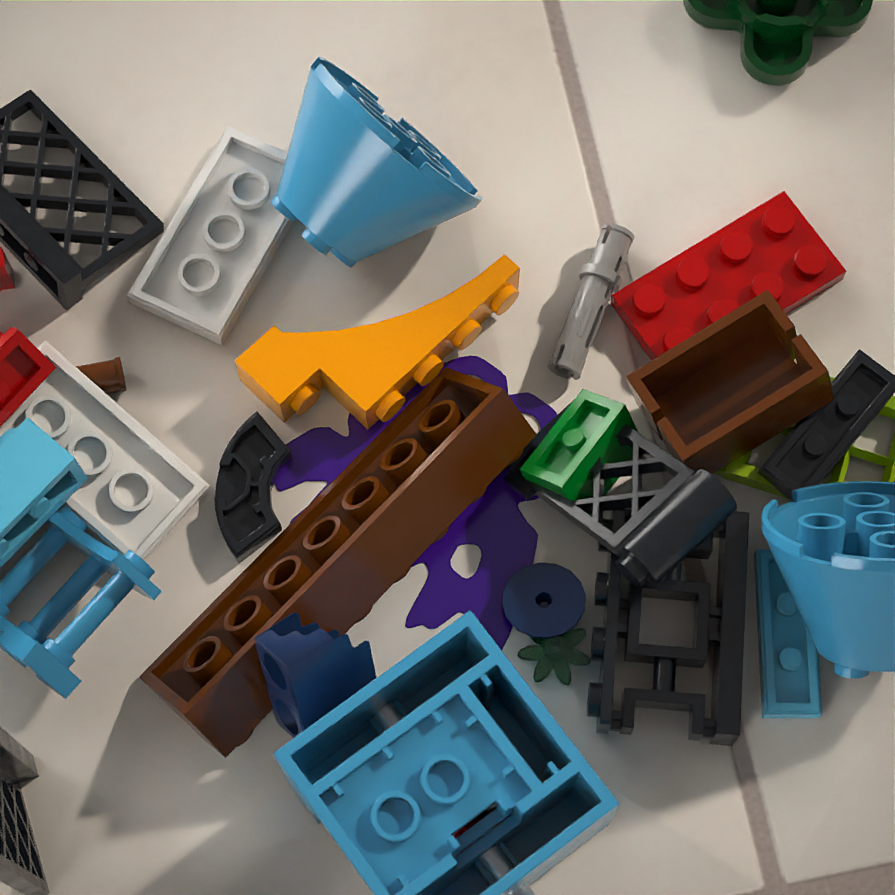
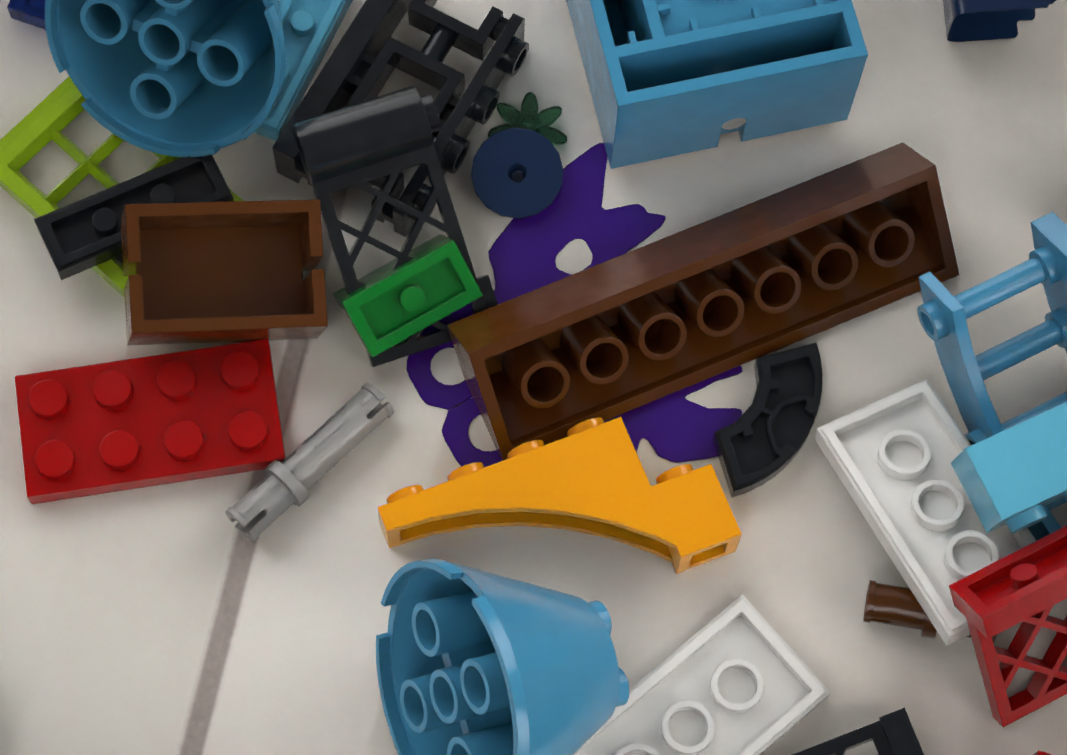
camera: 160 degrees left, 0 degrees up
(310, 671) = (786, 160): dark blue piece -> none

